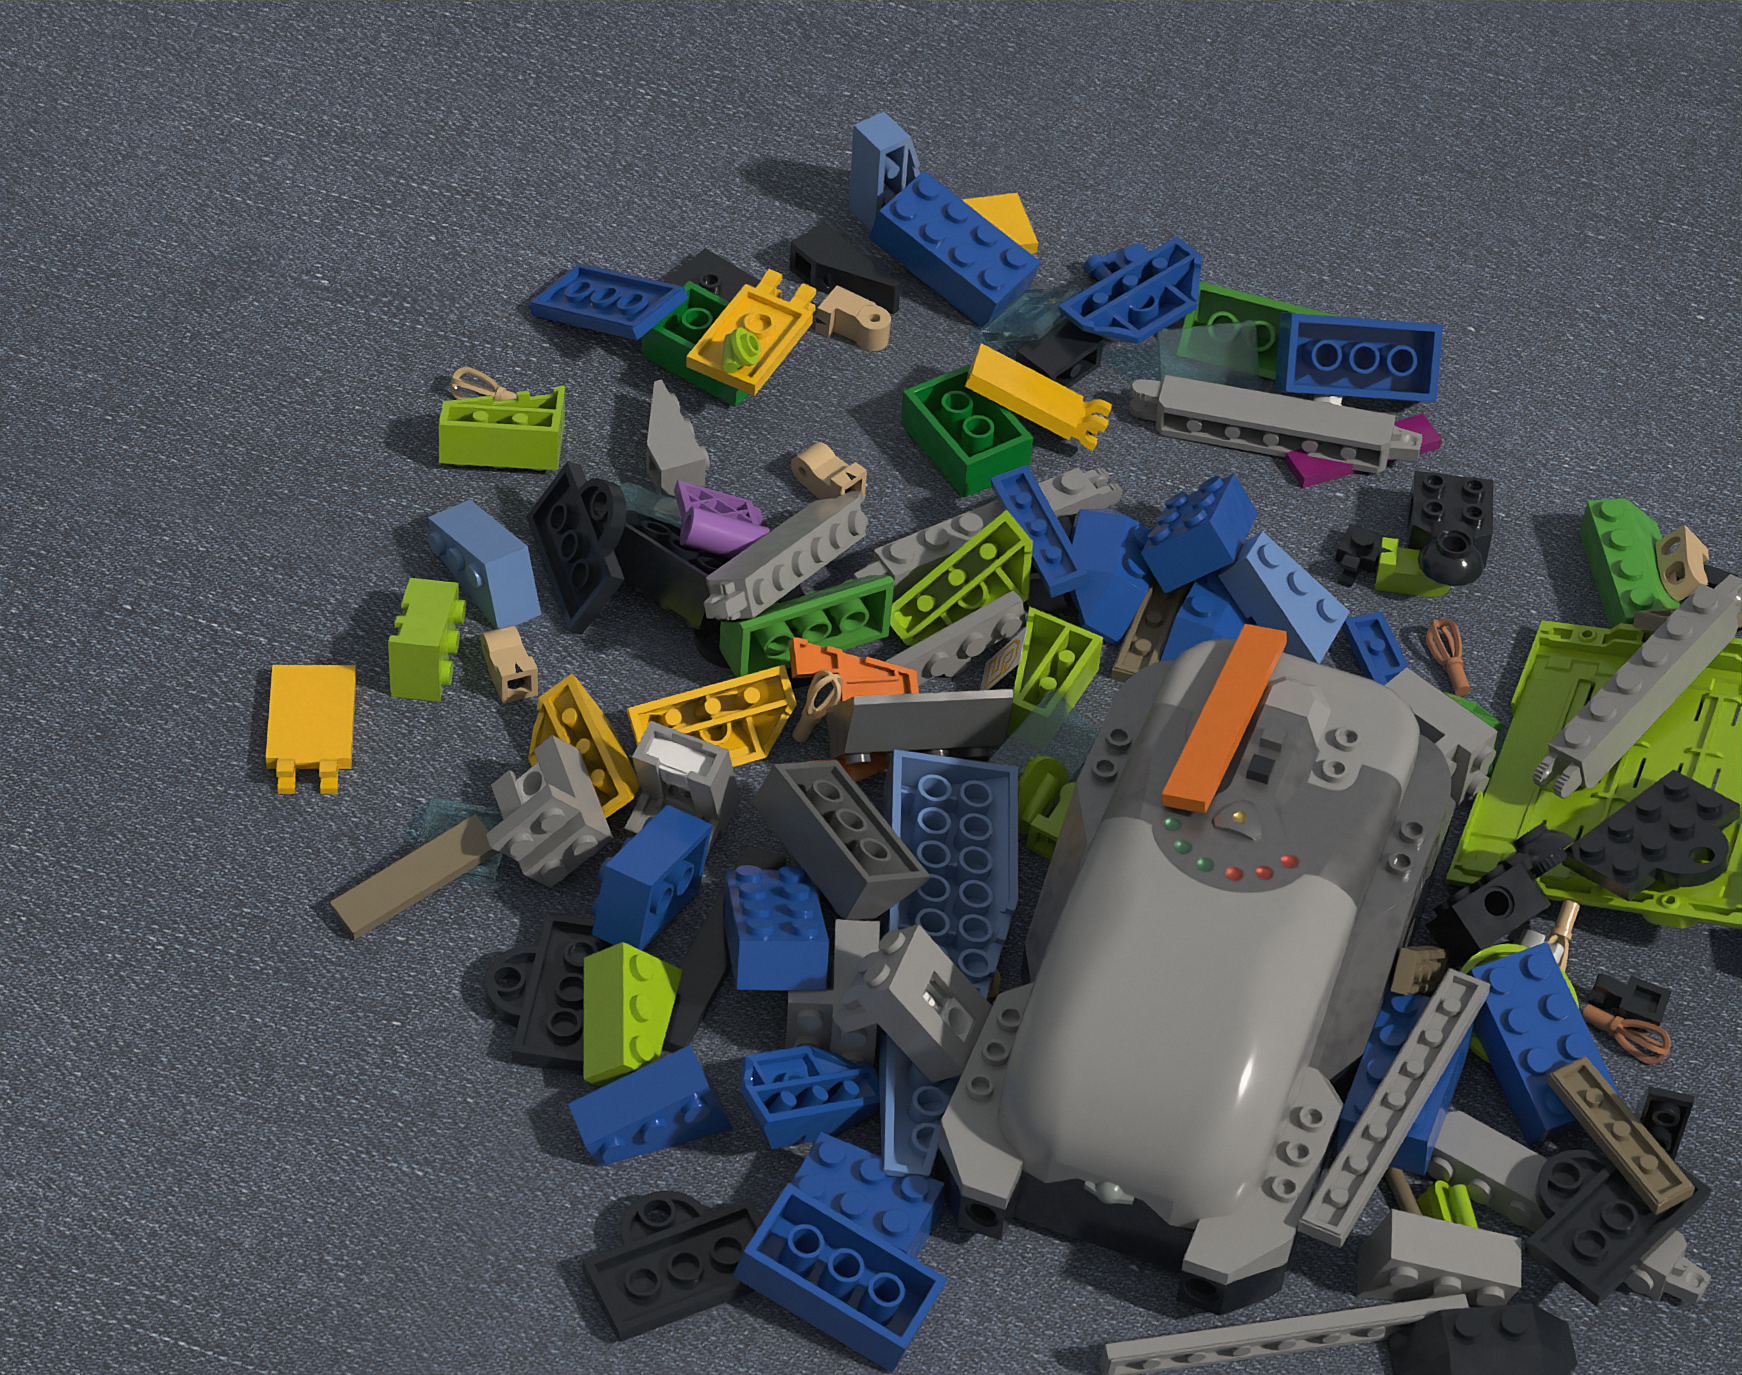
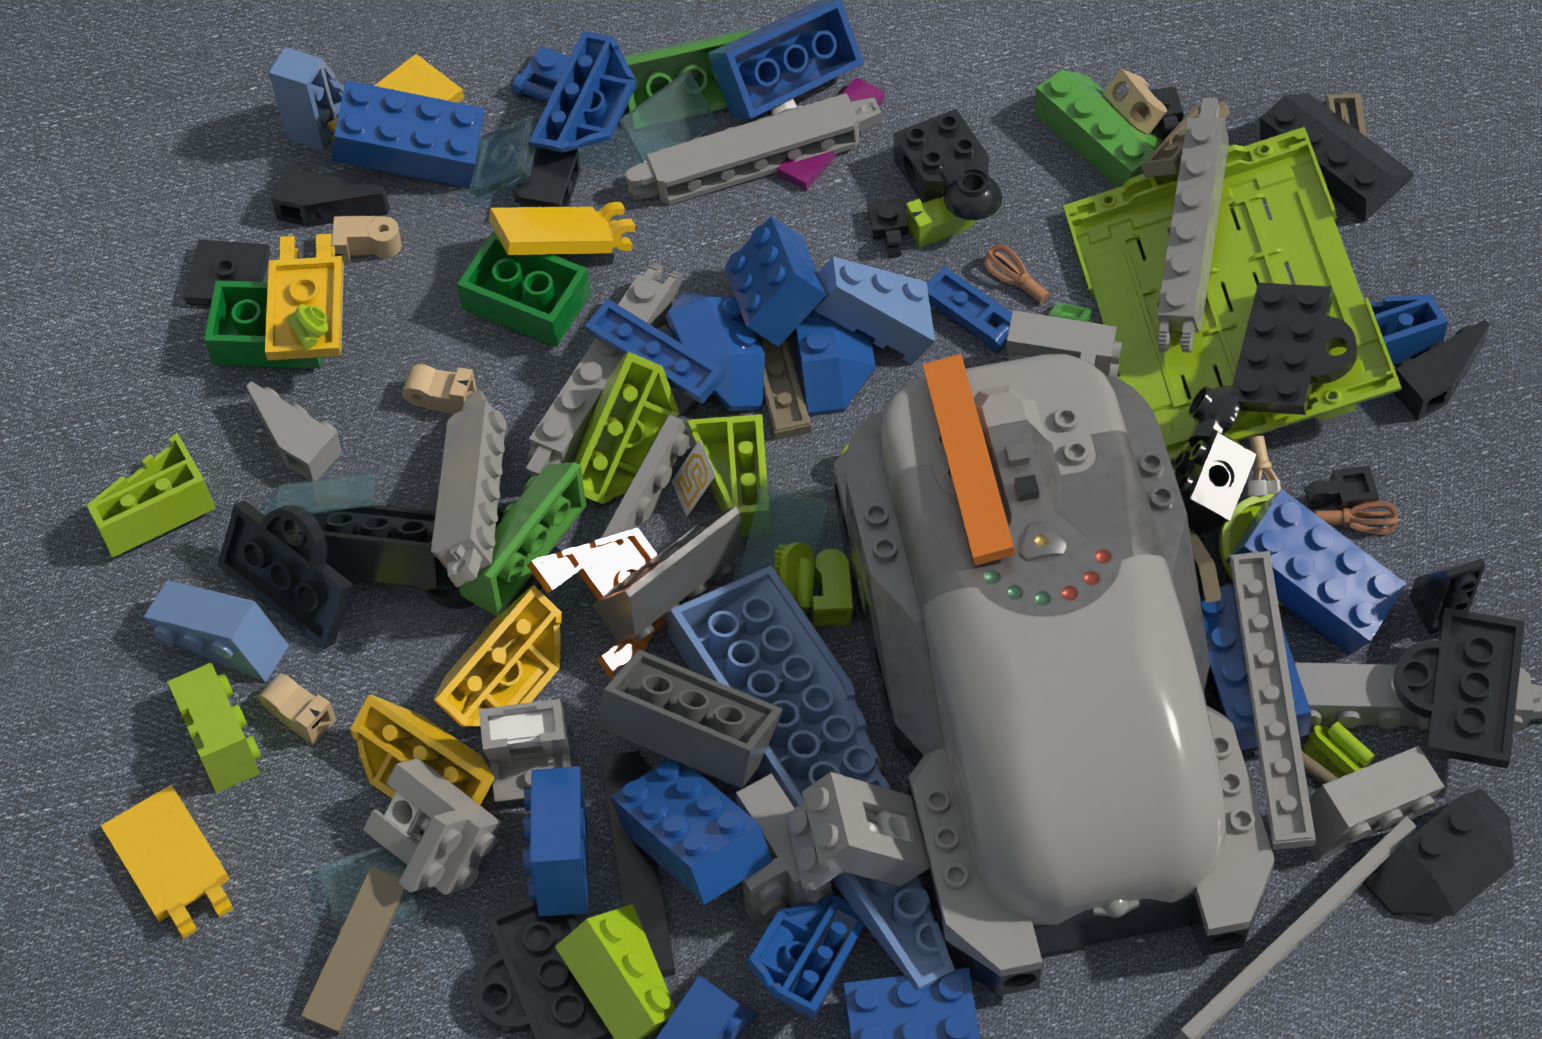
camera: 25 degrees left, 10 degrees up
(498, 392) = (114, 467): tan piece -> none
(608, 301) = (158, 334): blue tile -> none
(717, 521) = (390, 495): medium lavender piece -> none
(812, 715) = (576, 610): tan piece -> none
(1620, 1135) = (1434, 616): dark tan tile -> none

